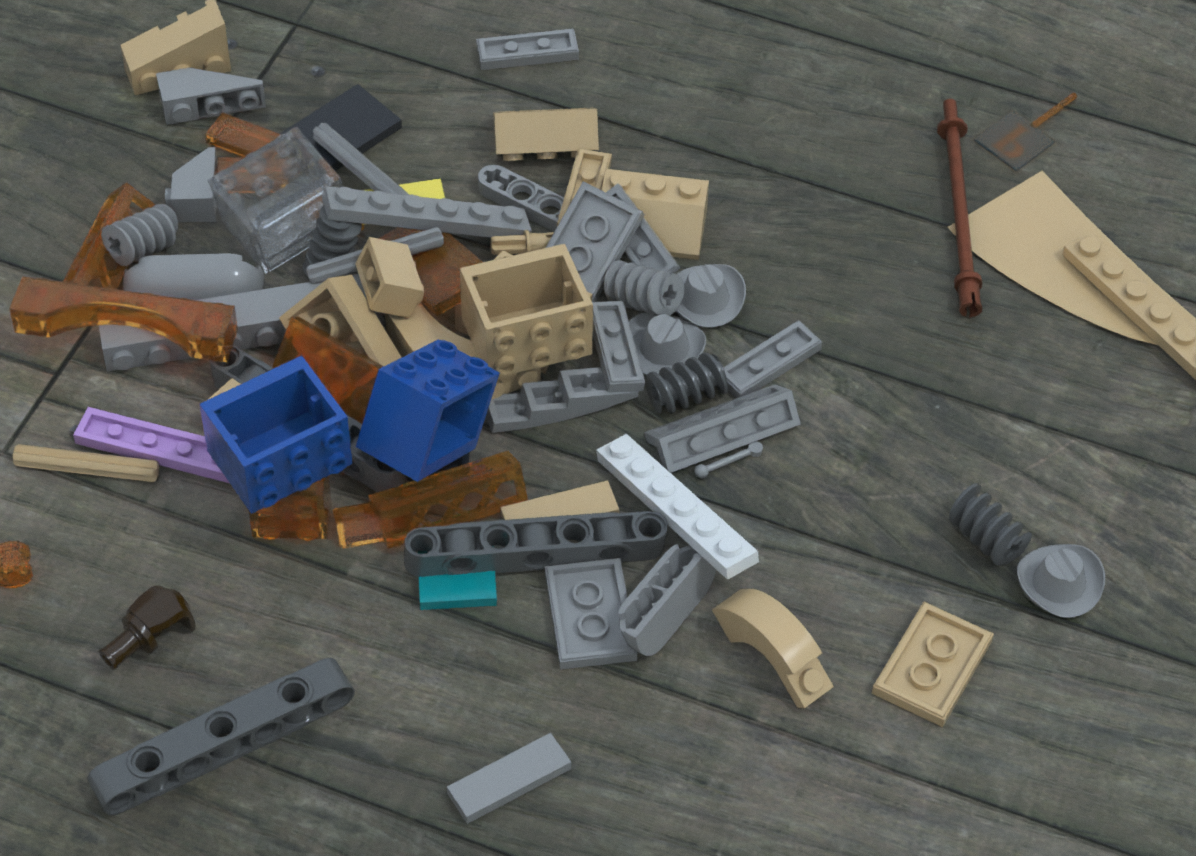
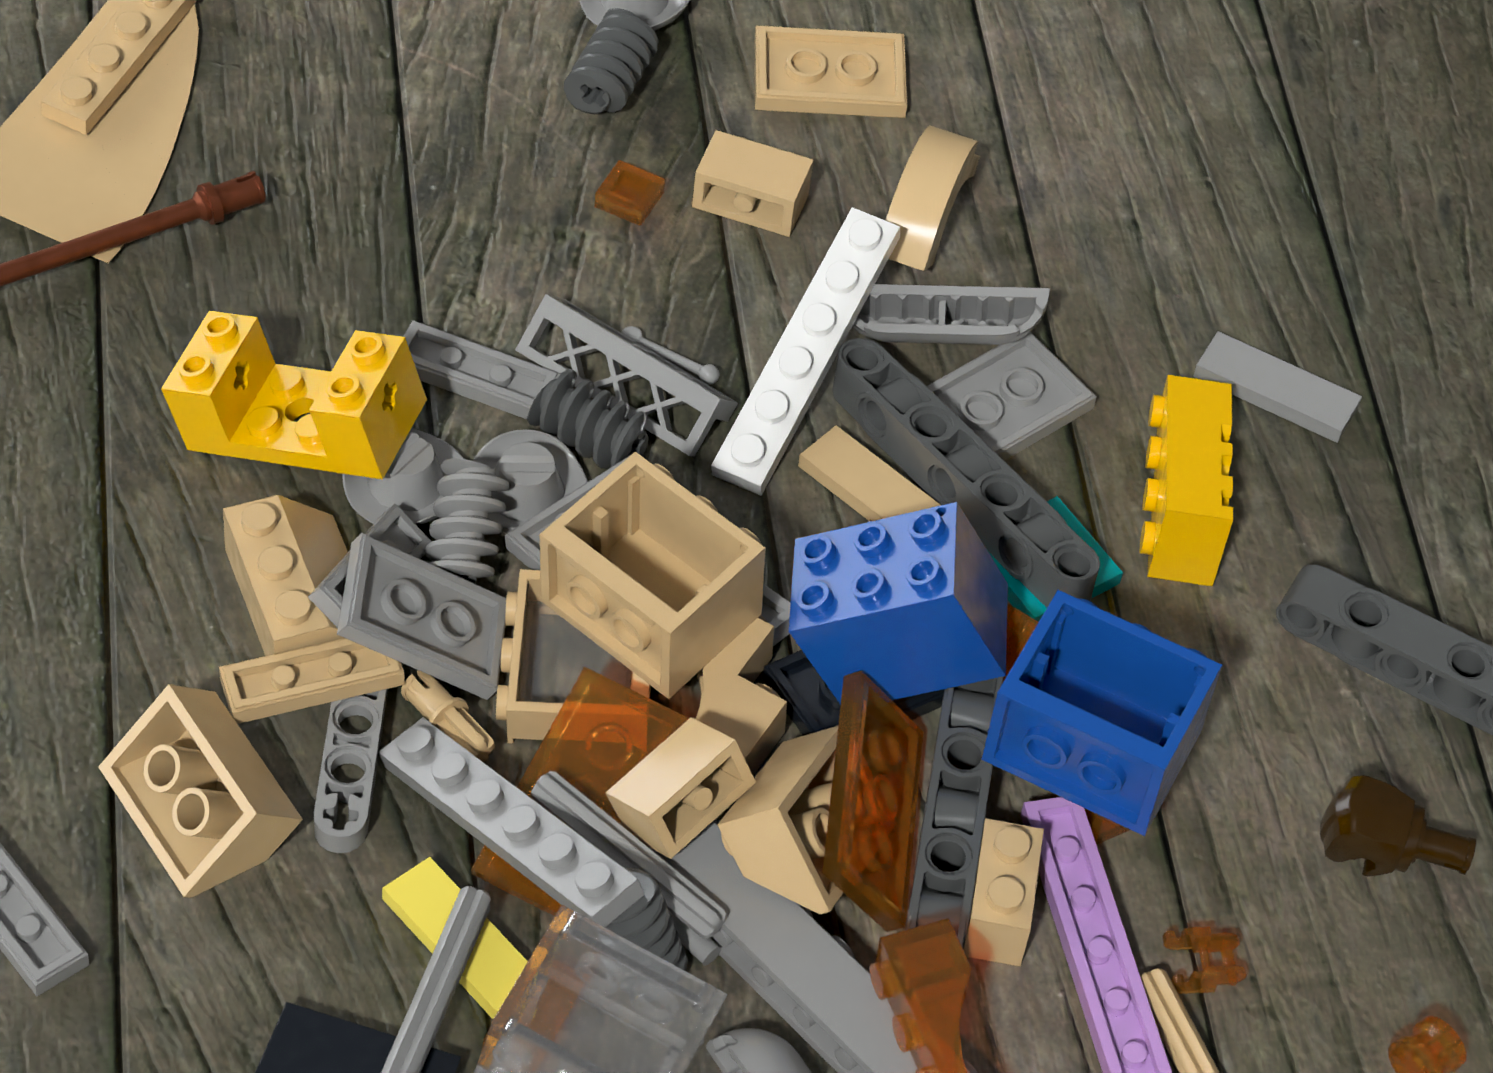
camera: 125 degrees left, 0 degrees up
(157, 509) = (1203, 942): none -> clear orange piece
(457, 662) = (1189, 481): none -> yellow wedge
(796, 236) = (244, 405): none -> yellow plate
(842, 557) = (752, 183): none -> tan brick
(875, 498) = (629, 192): none -> clear orange tile

